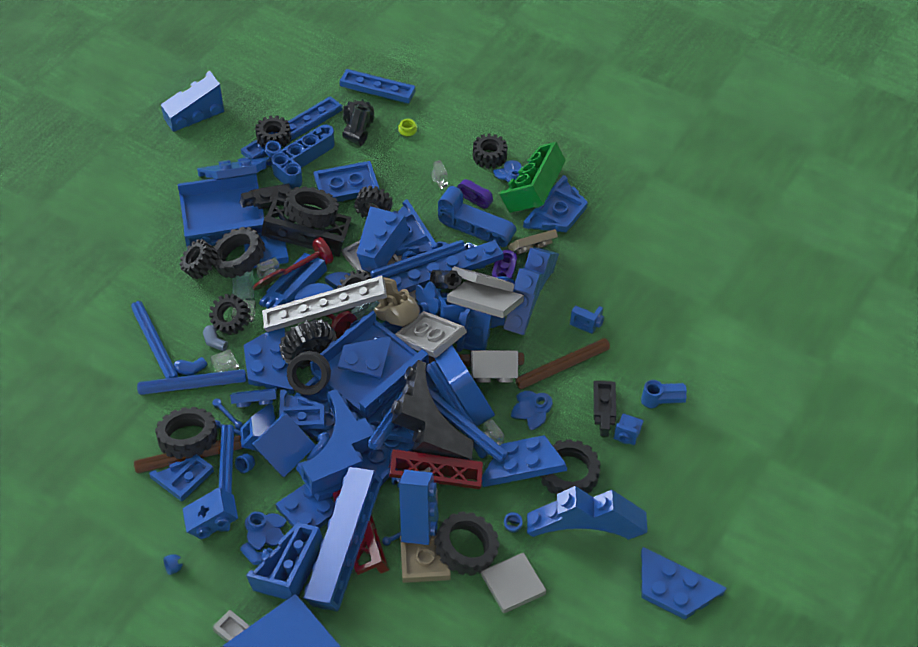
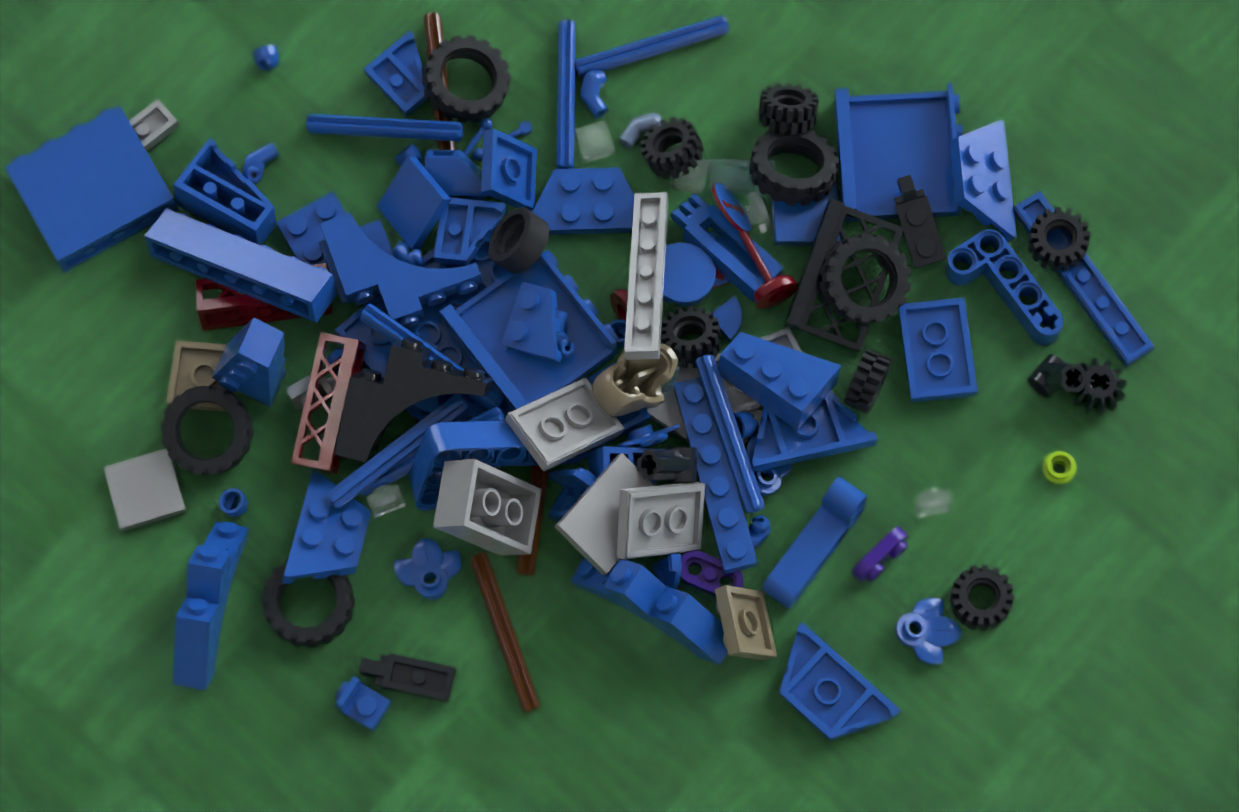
camera: 105 degrees right, 20 degrees up
(194, 104) = (1144, 119): blue wedge -> none
(210, 513) = (319, 101): blue brick -> none
(266, 532) = (291, 178): blue plate -> none
(272, 147) = (1009, 234): blue hinge -> none
(305, 337) = (585, 250): black gear -> none
(377, 86) = (1170, 429): blue plate -> none
(534, 179) = (891, 658): green wedge -> none
(587, 320) = (580, 679): blue bracket -> none
(658, 393) = (412, 775): blue piece -> none
(675, 586) = (91, 709): blue wing -> none

